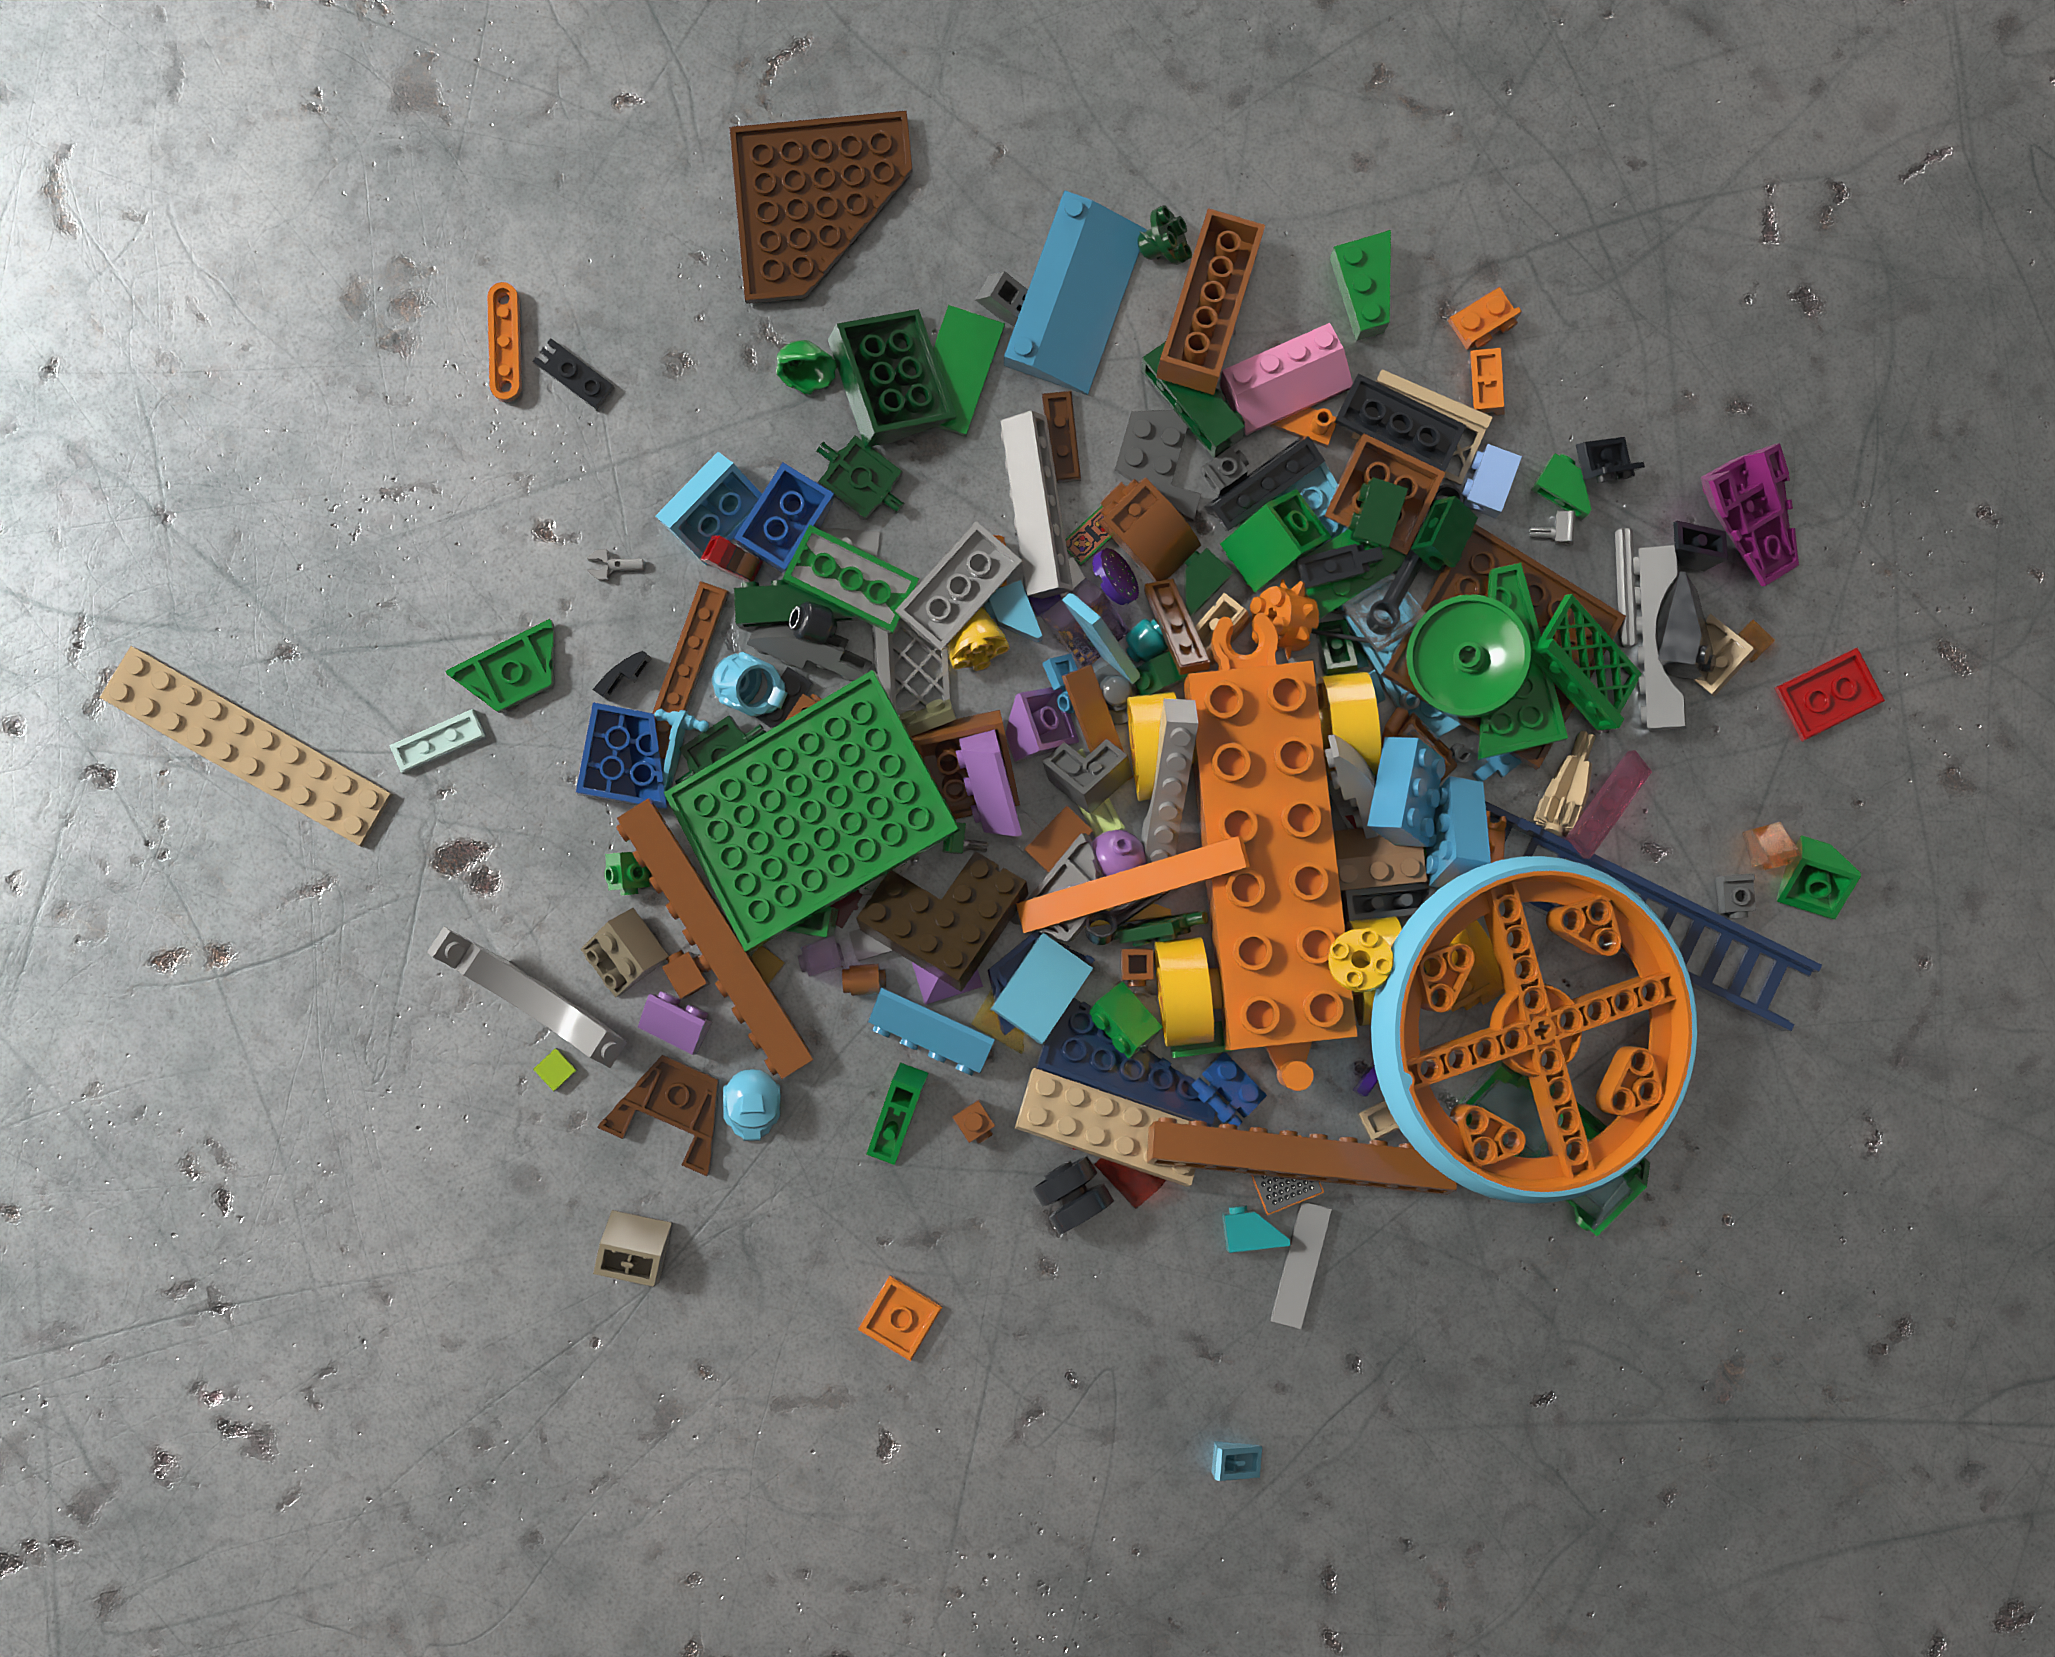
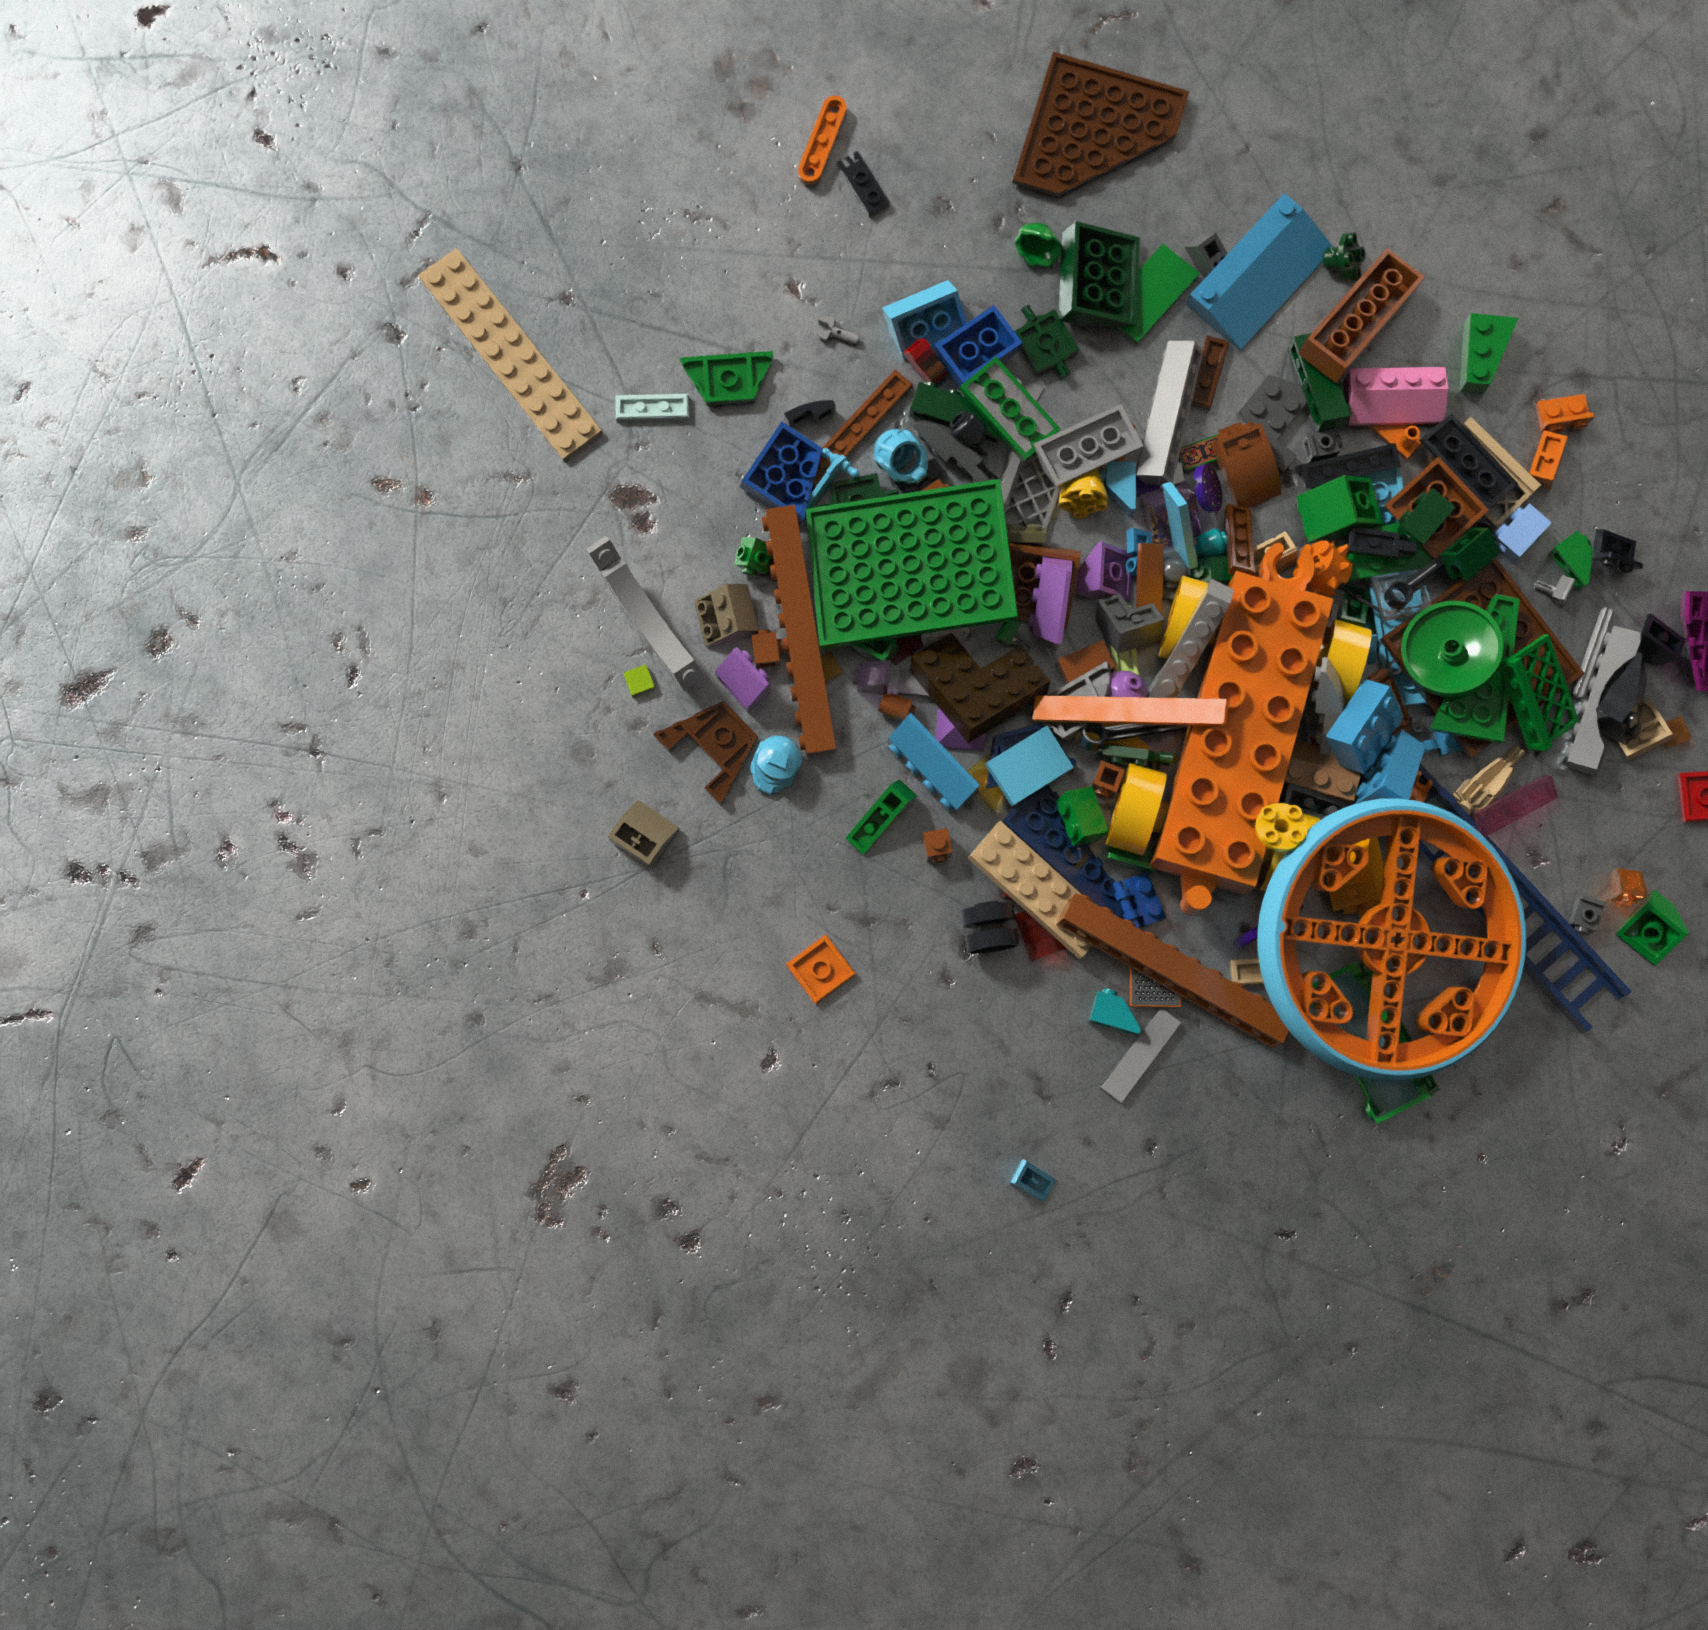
camera: 20 degrees right, 5 degrees down
(1203, 579) = (1273, 517): dark green slope -> none

